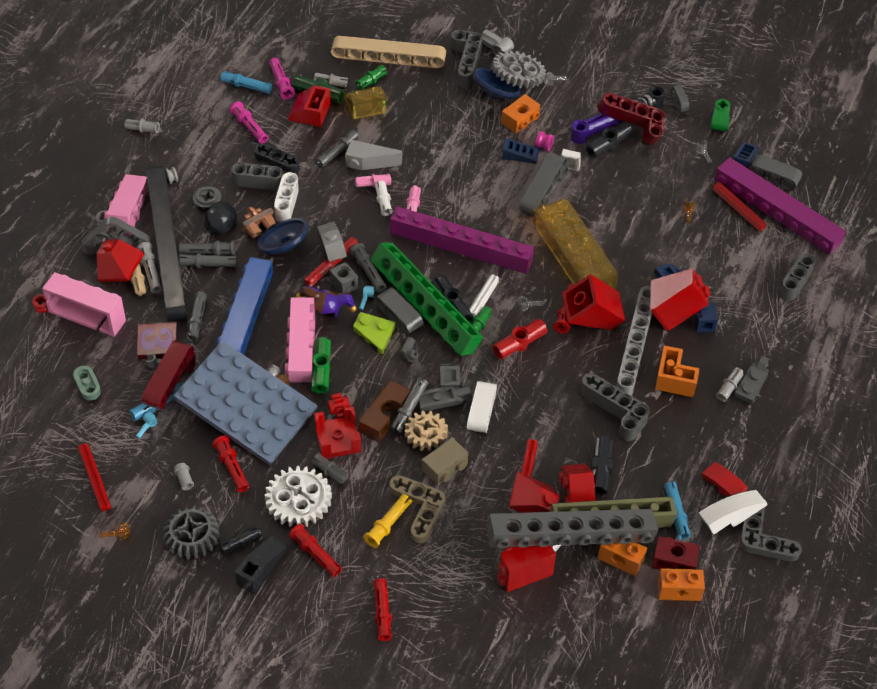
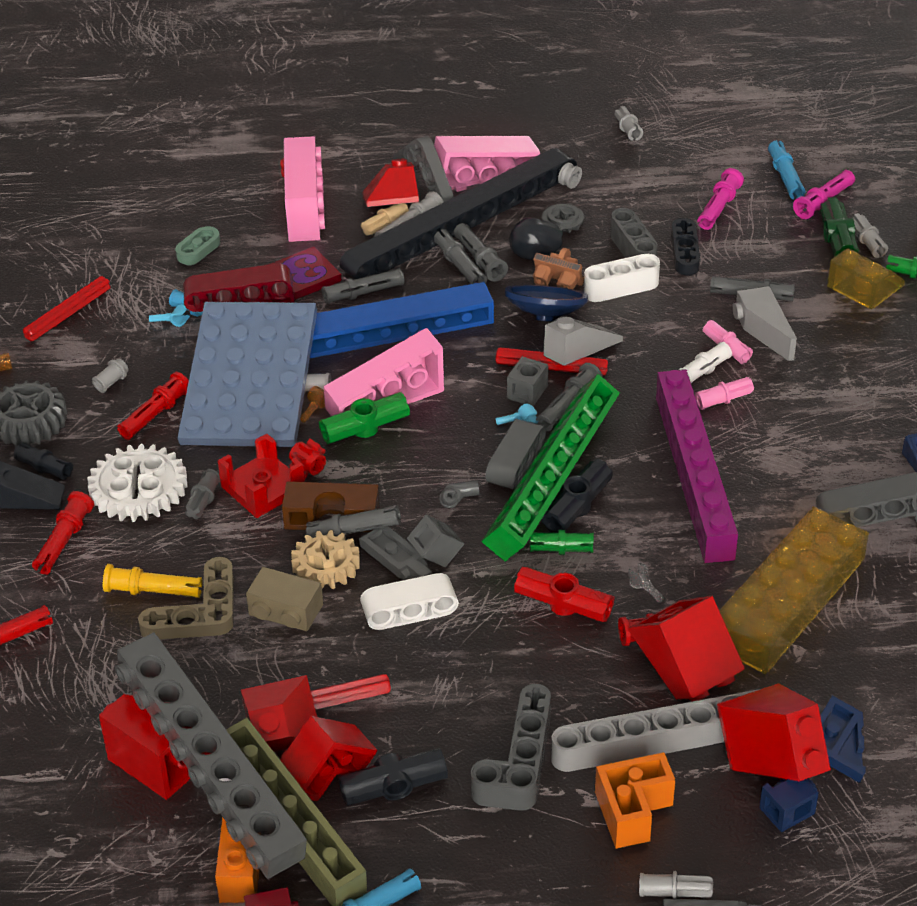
camera: 65 degrees right, 10 degrees down
(311, 106) = (799, 236): red slope -> none
(327, 301) = (467, 377): piece -> none
(374, 330) = (466, 448): lime wing -> none
(484, 294) = (620, 528): white axle -> none

